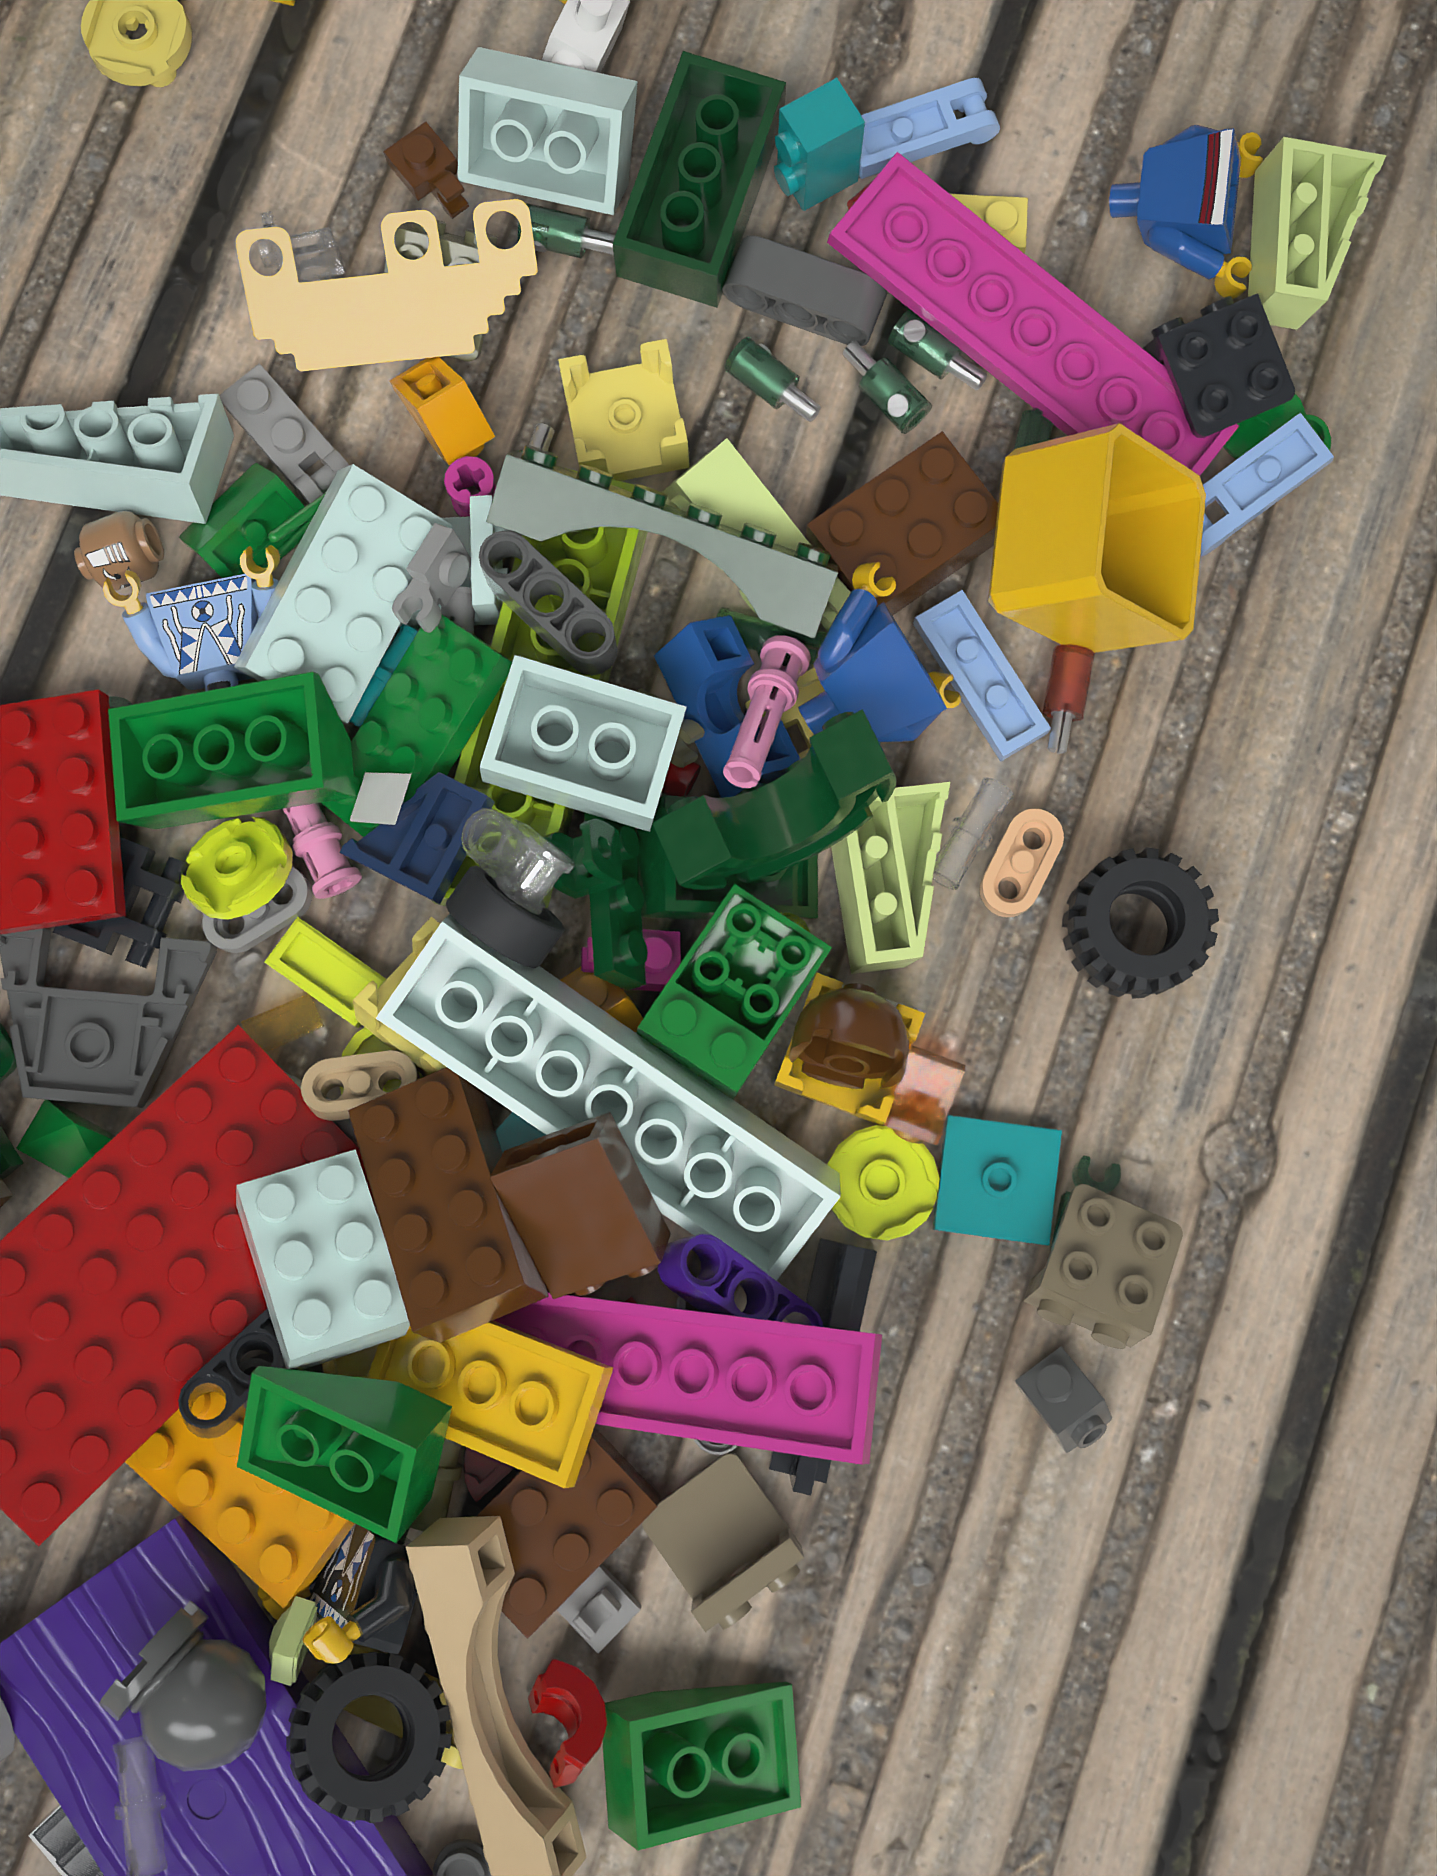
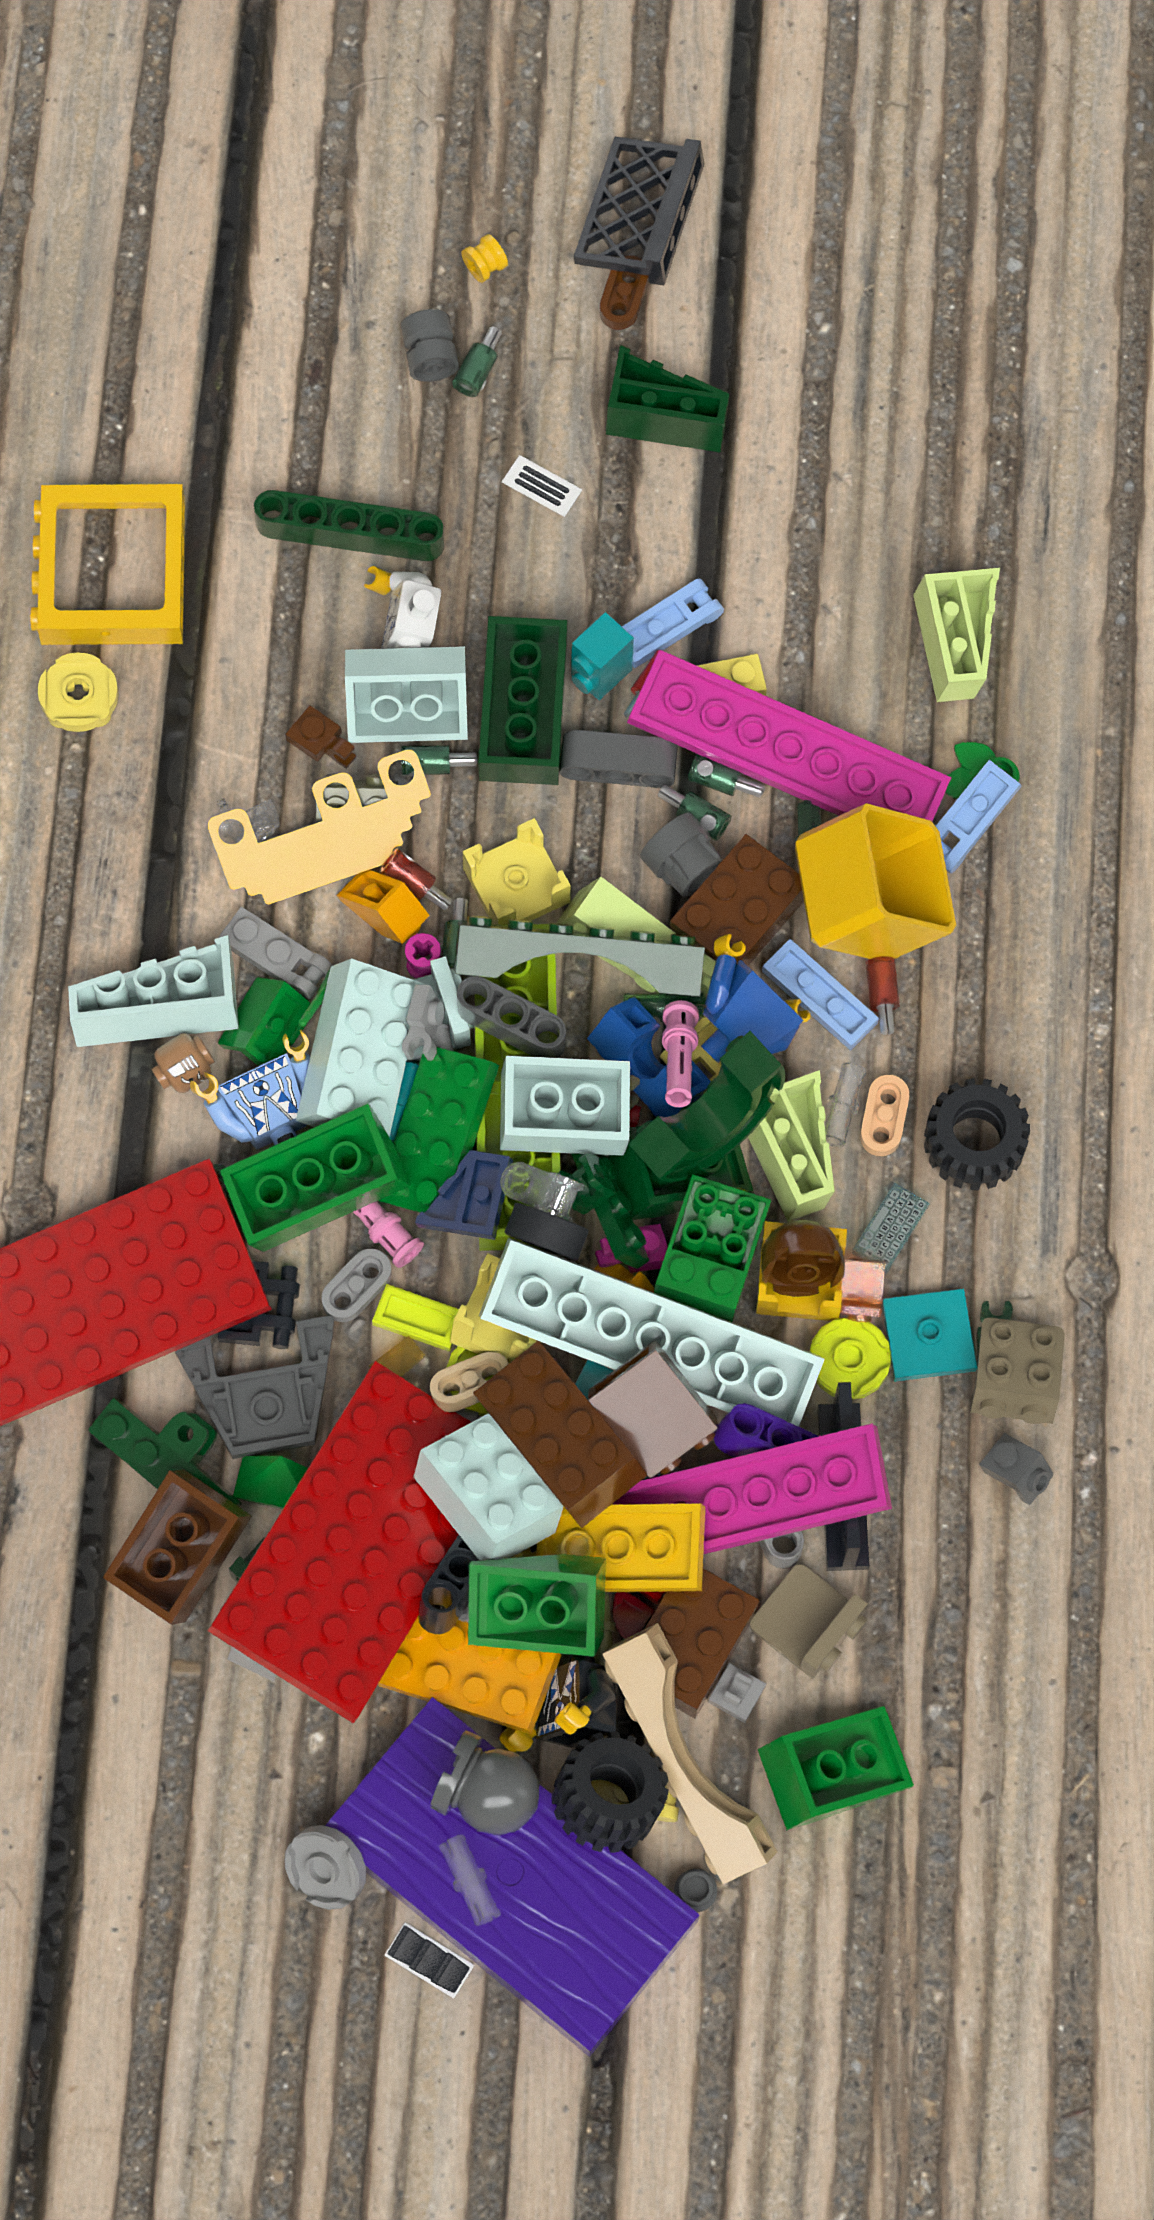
camera: 20 degrees left, 10 degrees down
(237, 868) = (335, 1259): neon yellow tile -> none
(286, 1641) = (537, 1748): yellowish green tile -> none
(380, 798) = (434, 1178): white sticker -> none
(489, 382) = (415, 877): none -> clear red piece
(580, 1708) = (739, 1754): red piece -> none
(769, 378) = (610, 825): clear green piece -> none
(849, 436) = (681, 854): none -> dark grey piece
(987, 1017) = (891, 1226): none -> tile
(1190, 201) = (873, 628): blue torso -> none
(1223, 364) = (927, 738): black bracket -> none

